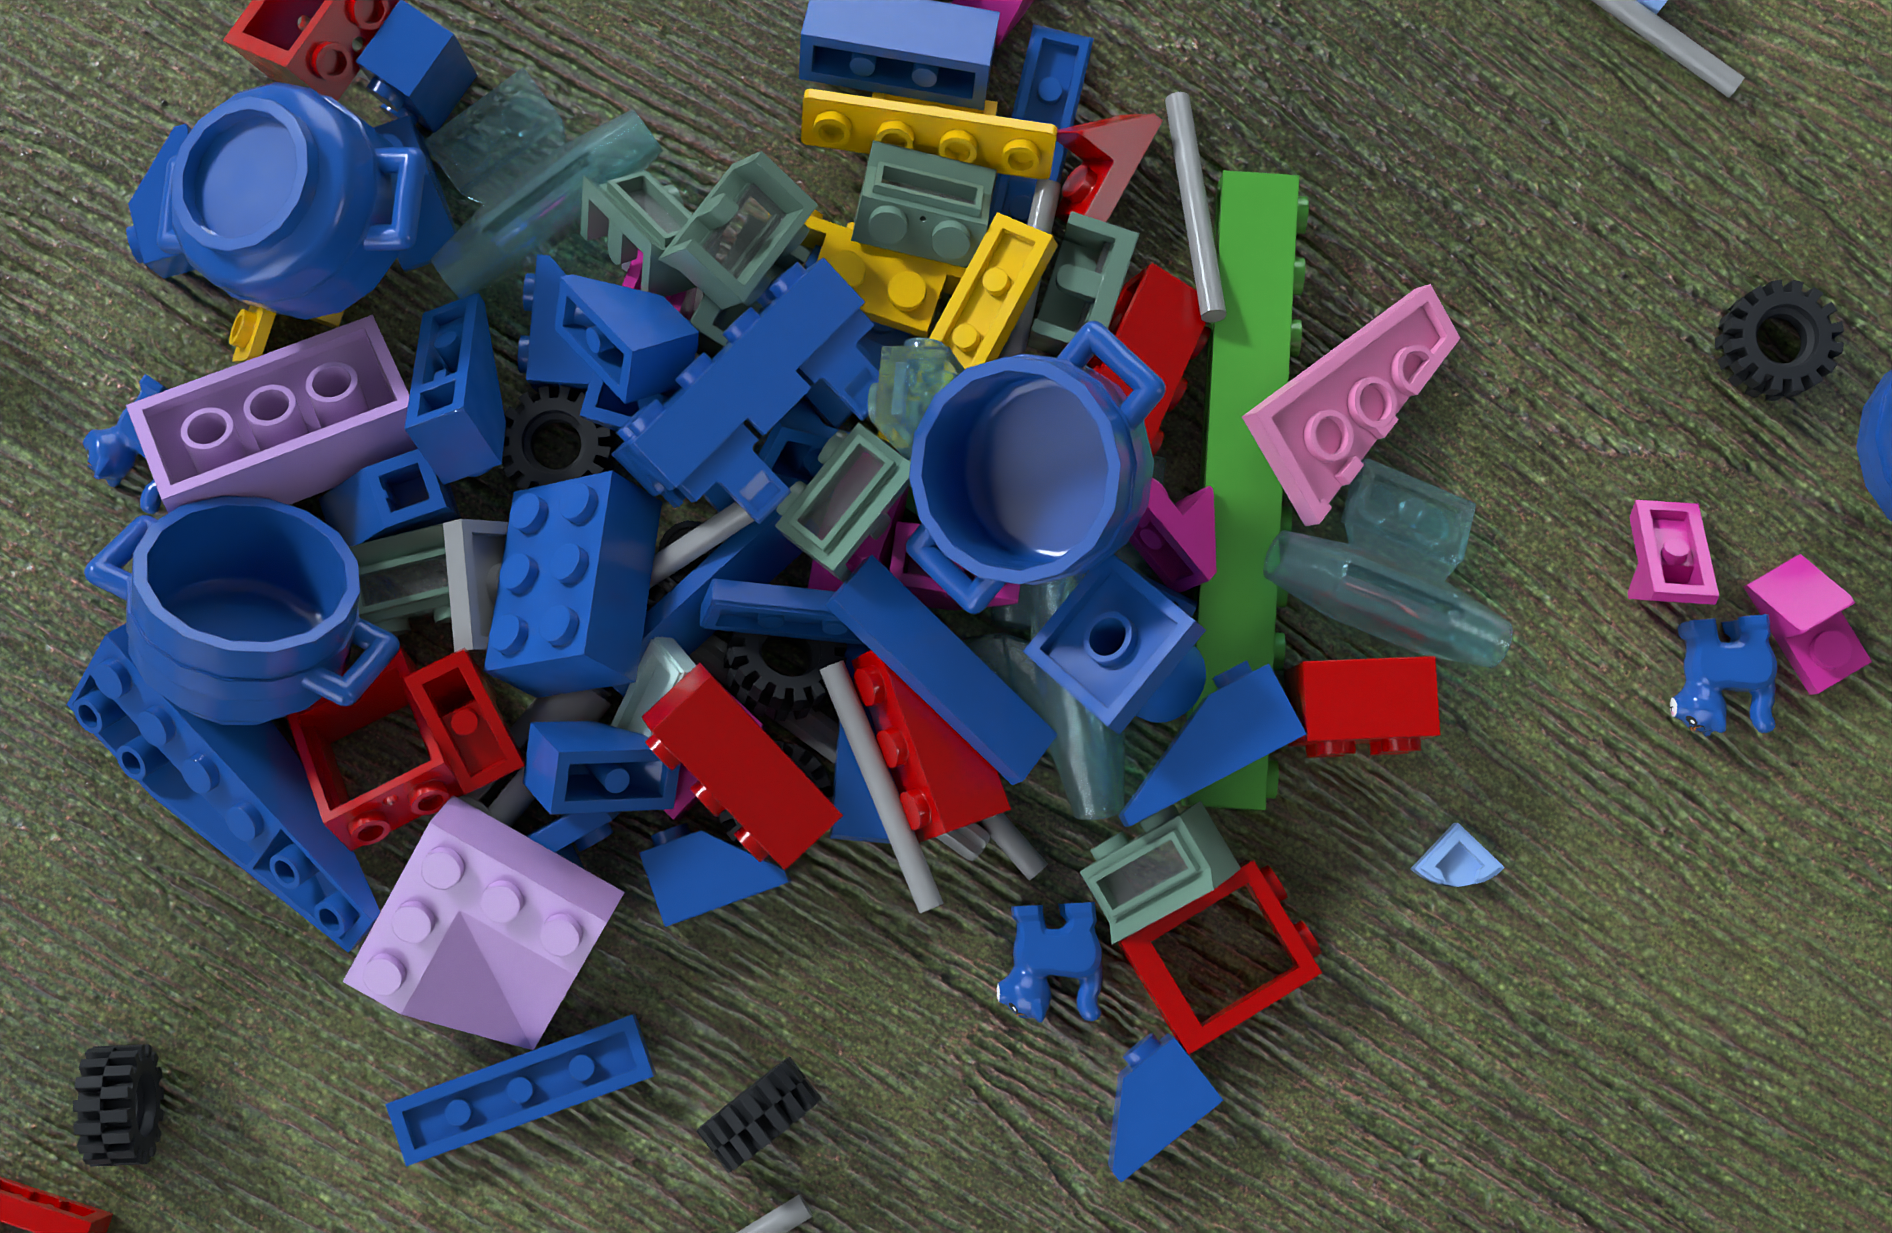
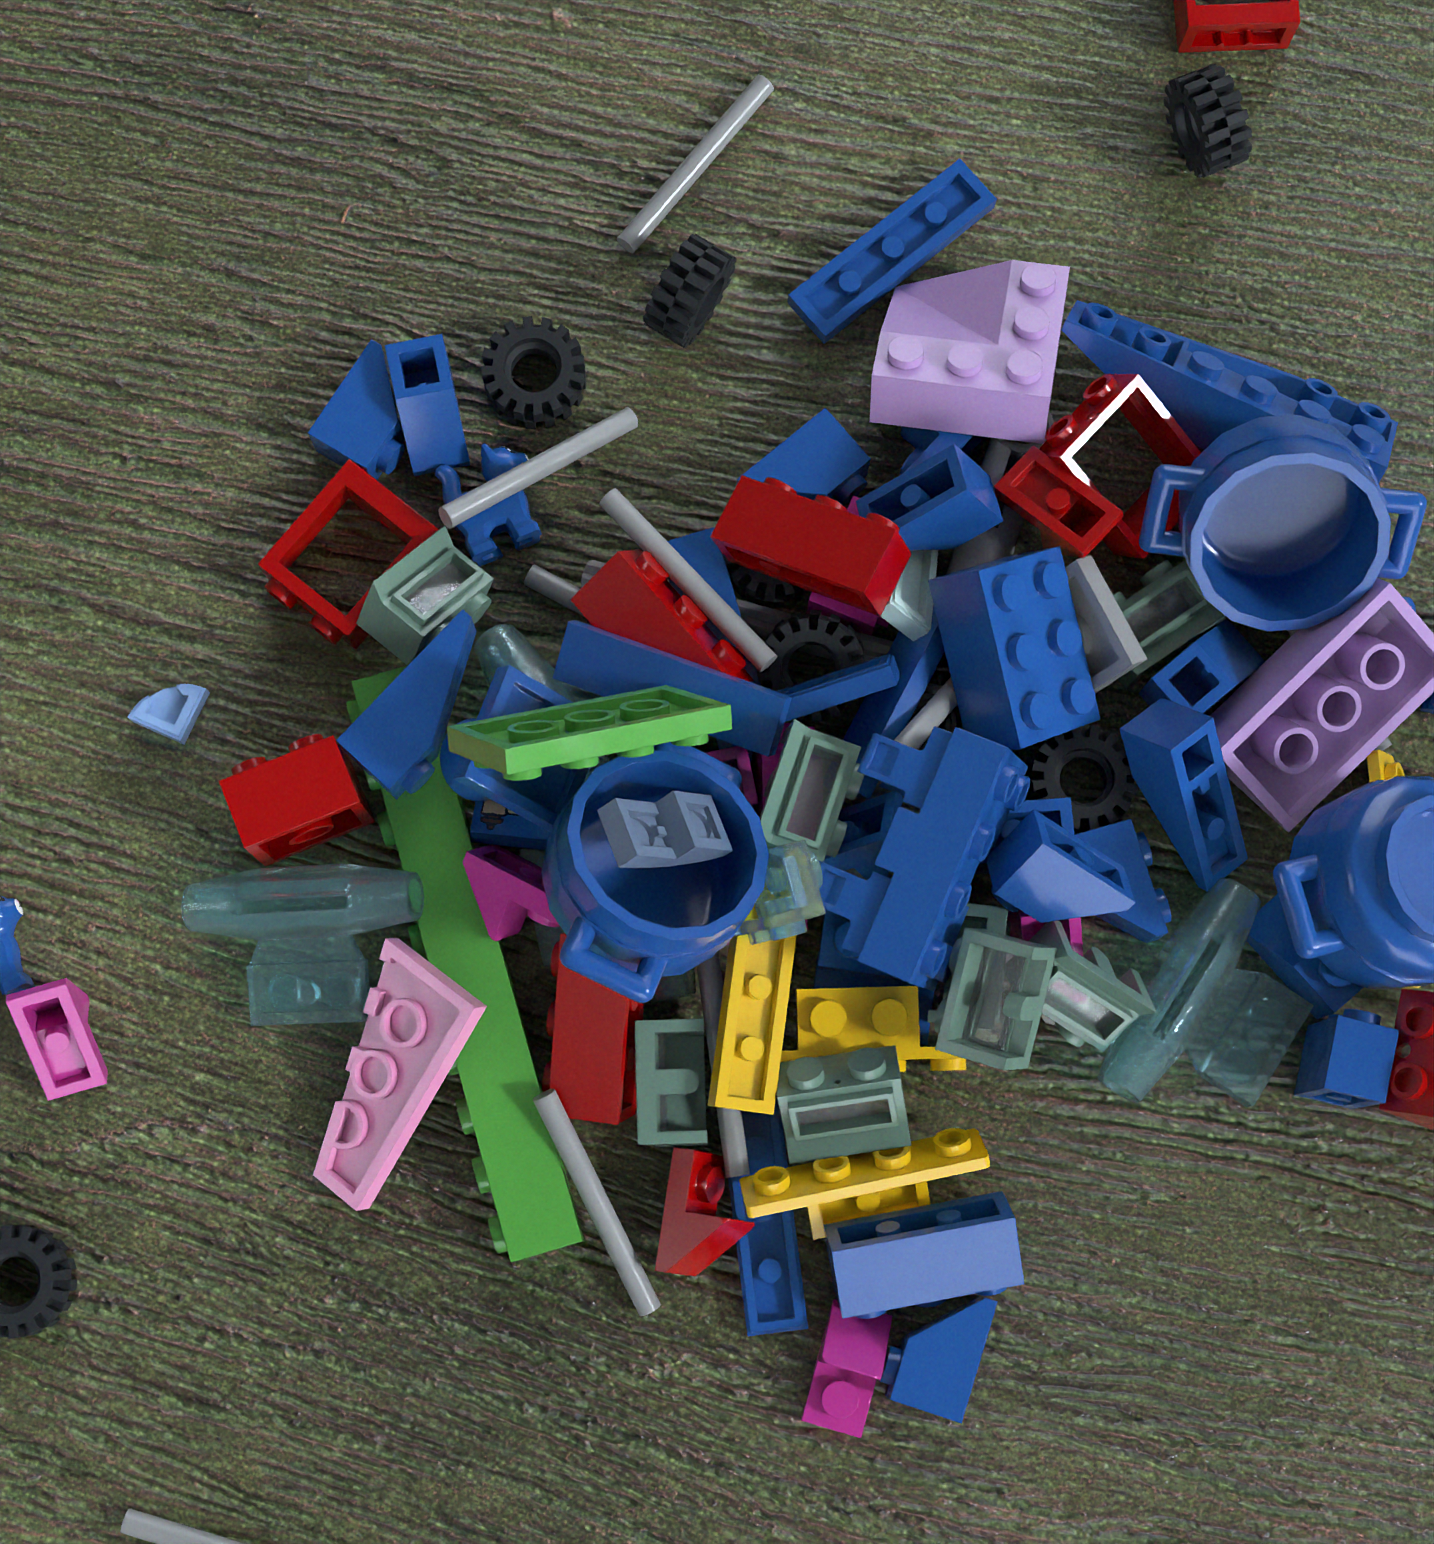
camera: 160 degrees right, 5 degrees down
(965, 1130) = (526, 341): none -> black tyre
(991, 974) = (537, 468): none -> light grey bar
(1012, 489) = (664, 833): none -> sand blue slope
(1052, 620) = (587, 729): none -> bright green plate
(1084, 1089) = (427, 404): none -> blue slope

